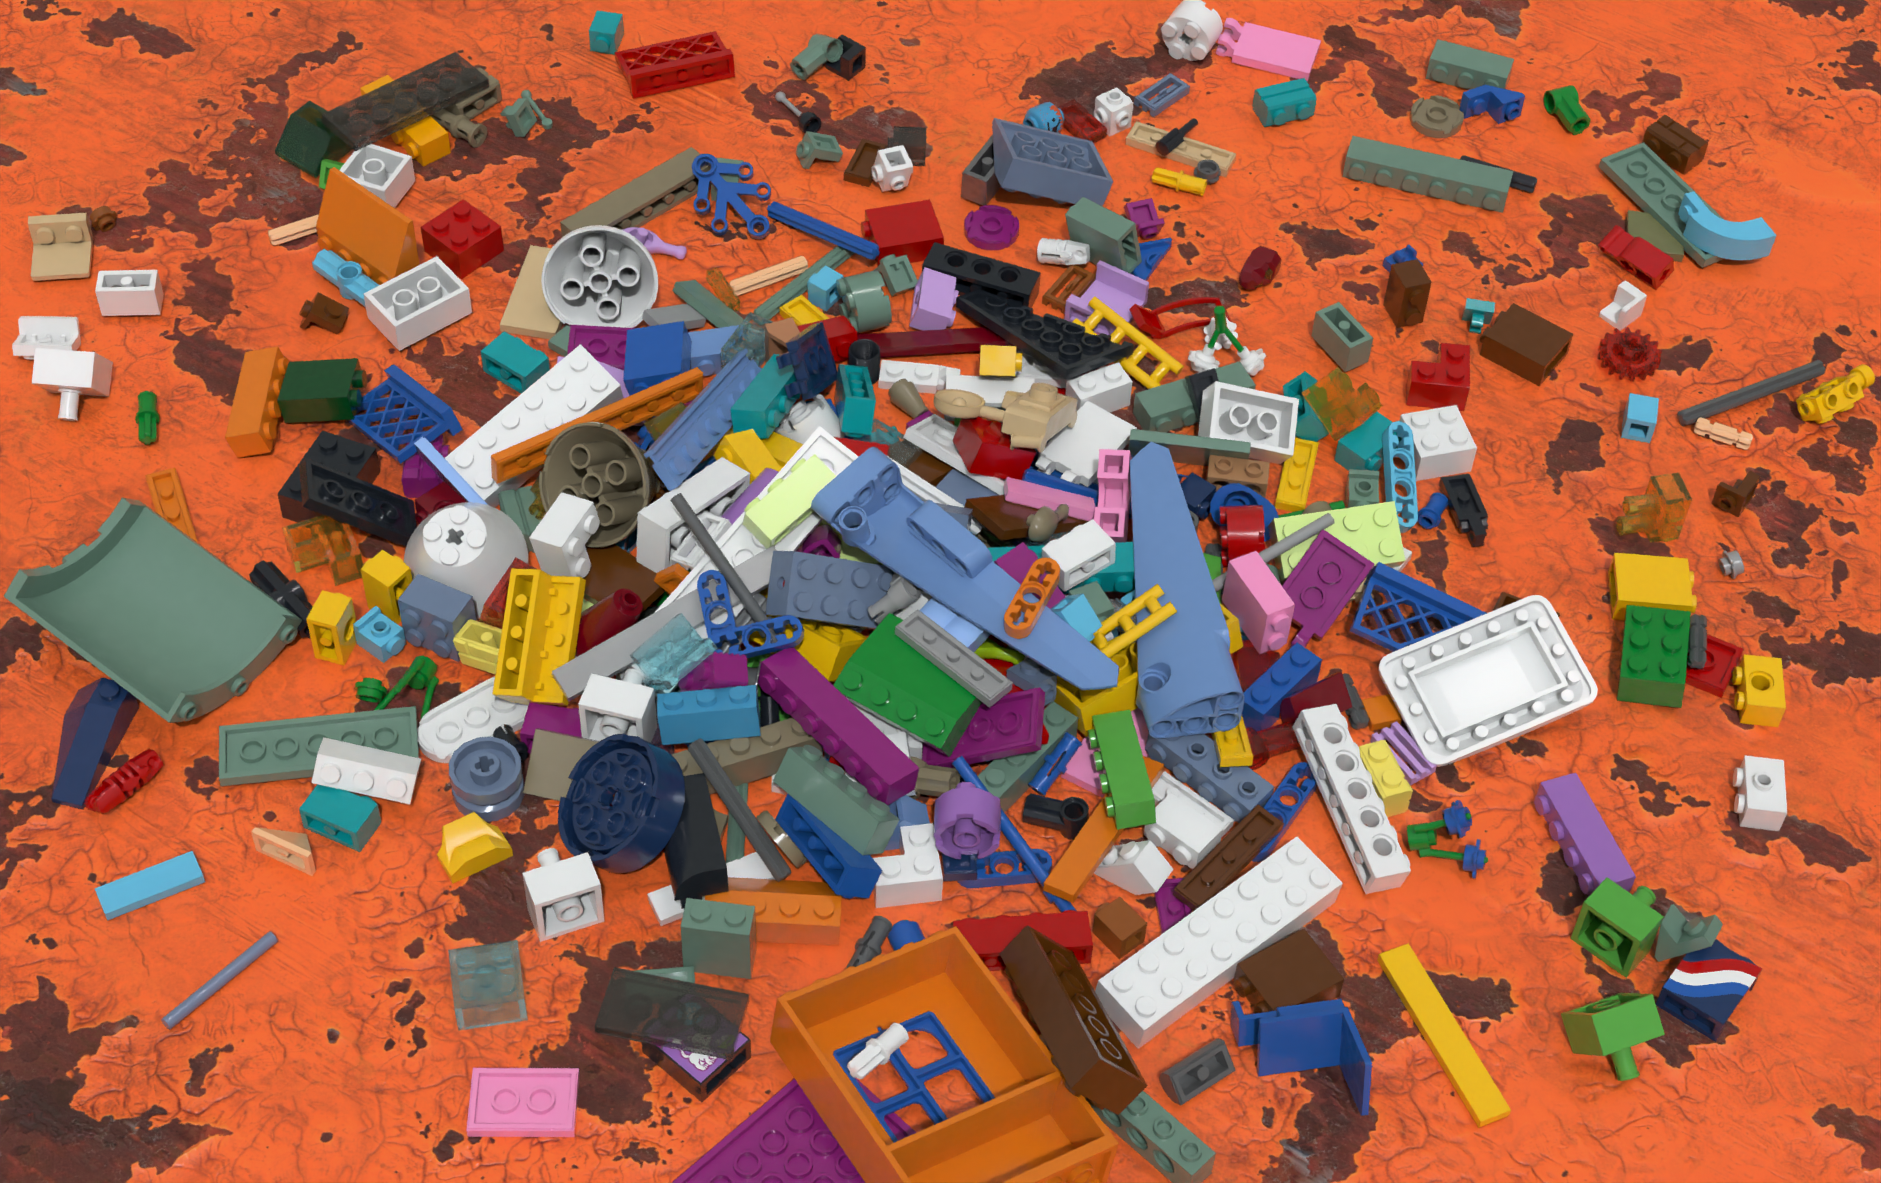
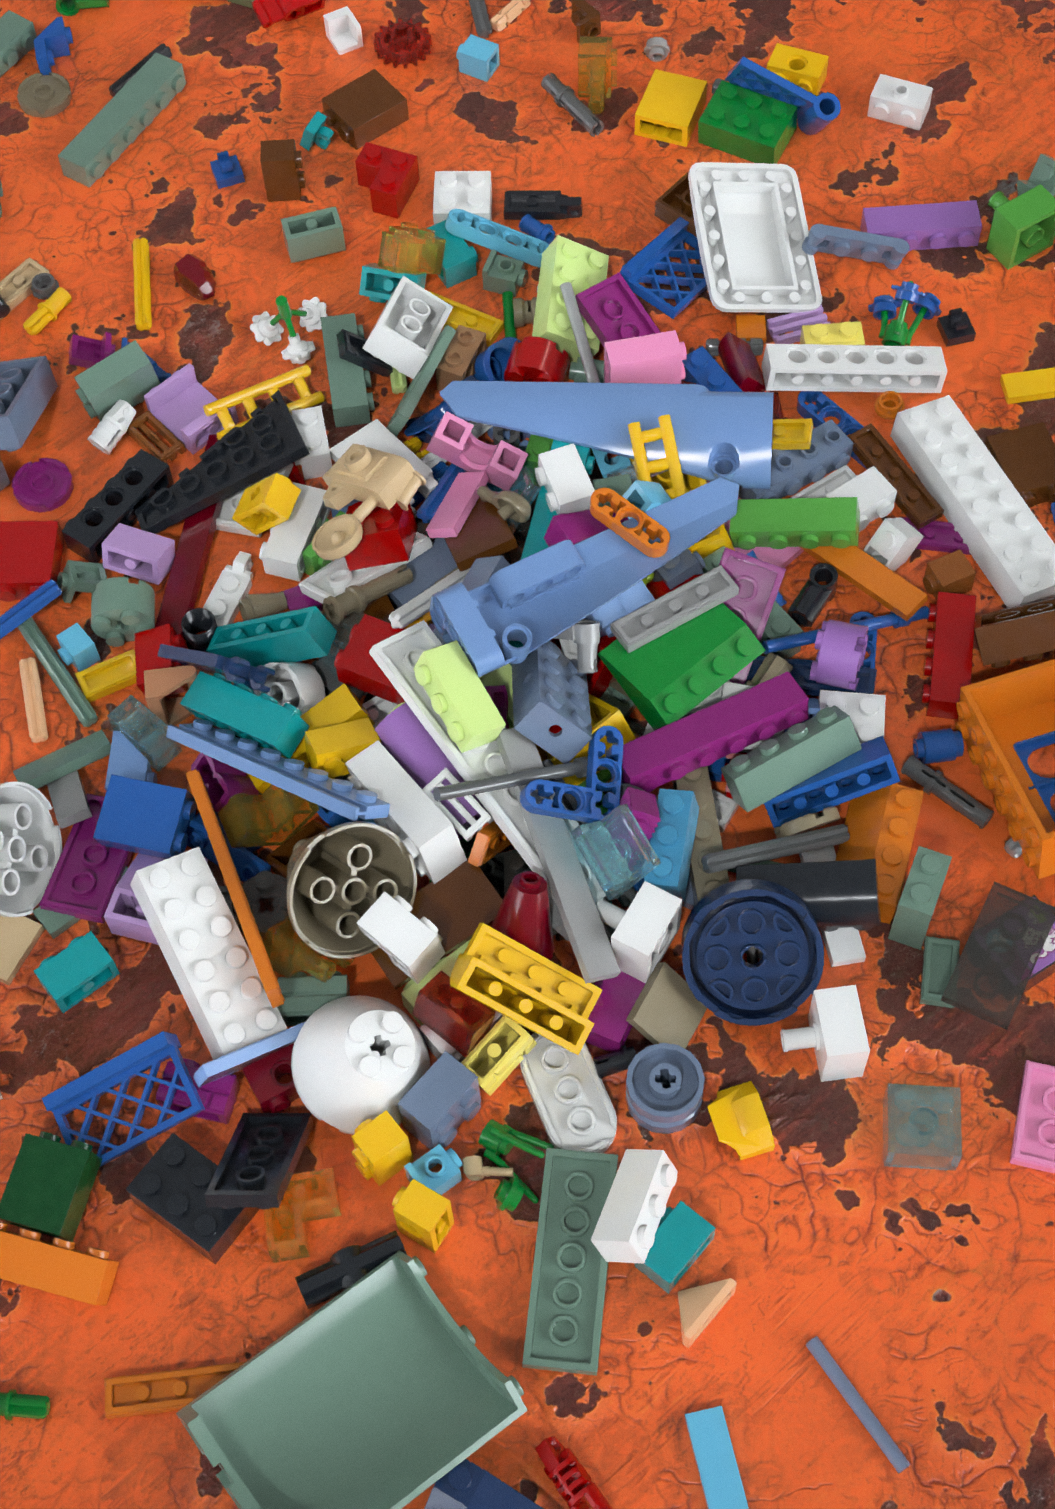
camera: 70 degrees left, 10 degrees up
(391, 664) = (475, 1171): none -> tan hand
(722, 288) = (35, 747): clear yellow axle -> none
(915, 444) = (357, 597): none -> dark tan pin
(1150, 322) = (230, 382): red piece -> none
(1239, 237) = (142, 288): none -> yellow axle
(1330, 841) = (889, 404): none -> orange plate
(1459, 895) = (956, 328): none -> black tile
(1524, 784) = (856, 245): none -> sand blue plate
(1614, 508) = (565, 98): none -> dark grey pin
(1687, 700) = (813, 111): none -> blue piece

